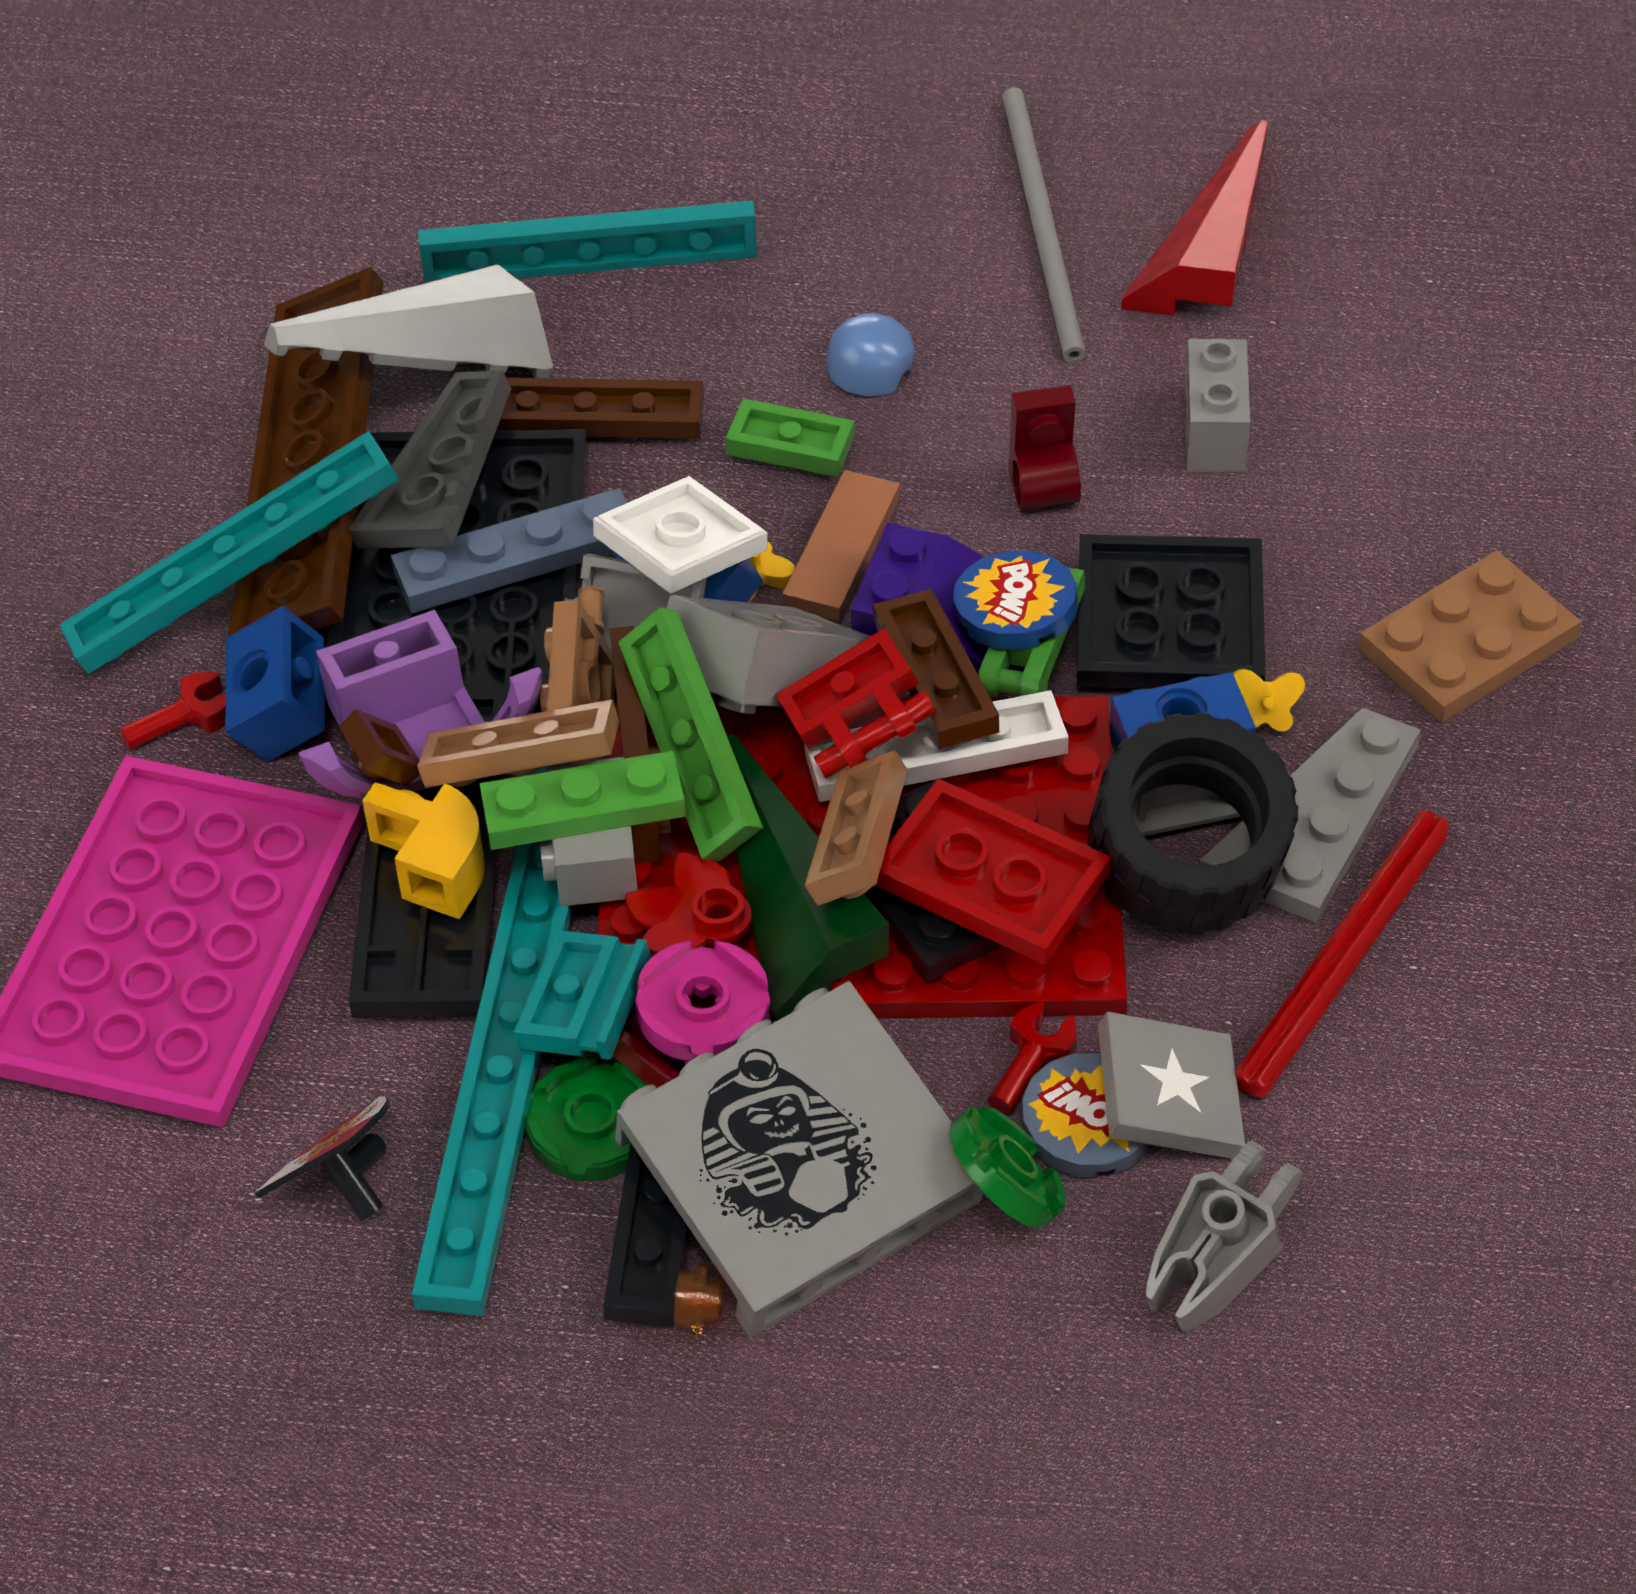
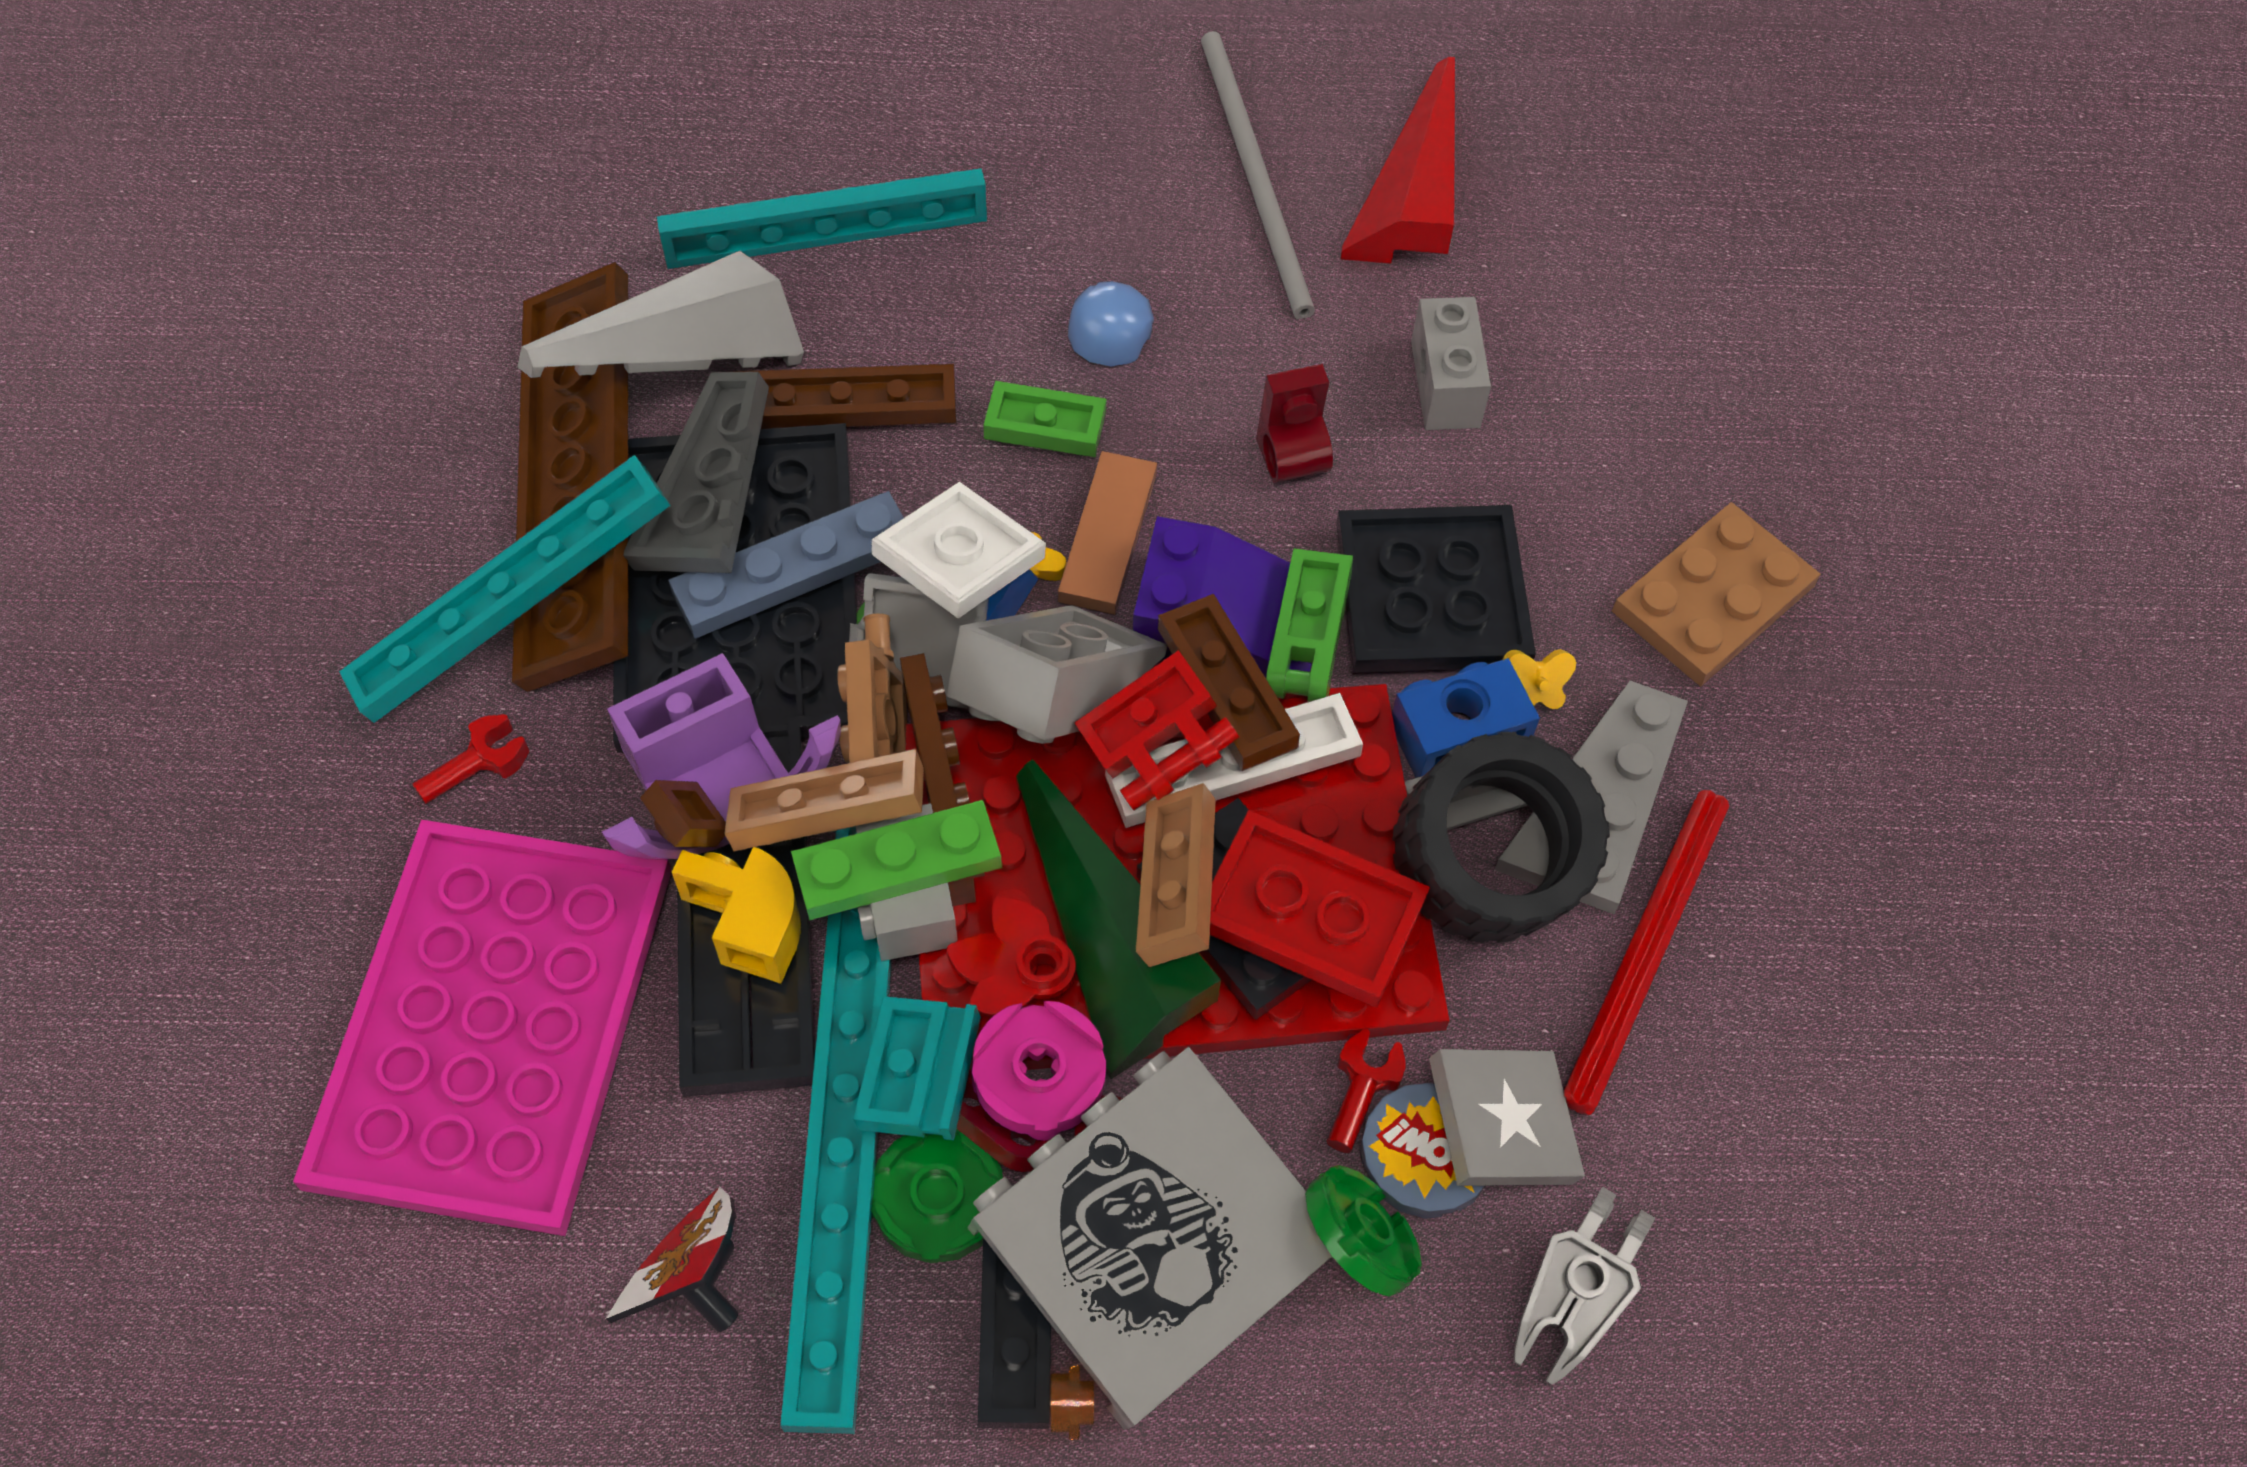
camera: 10 degrees left, 10 degrees up
(274, 684) = (565, 730): blue brick -> none
(689, 724) = (995, 772): bright green plate -> none
(1015, 599) = (1293, 595): tile -> none

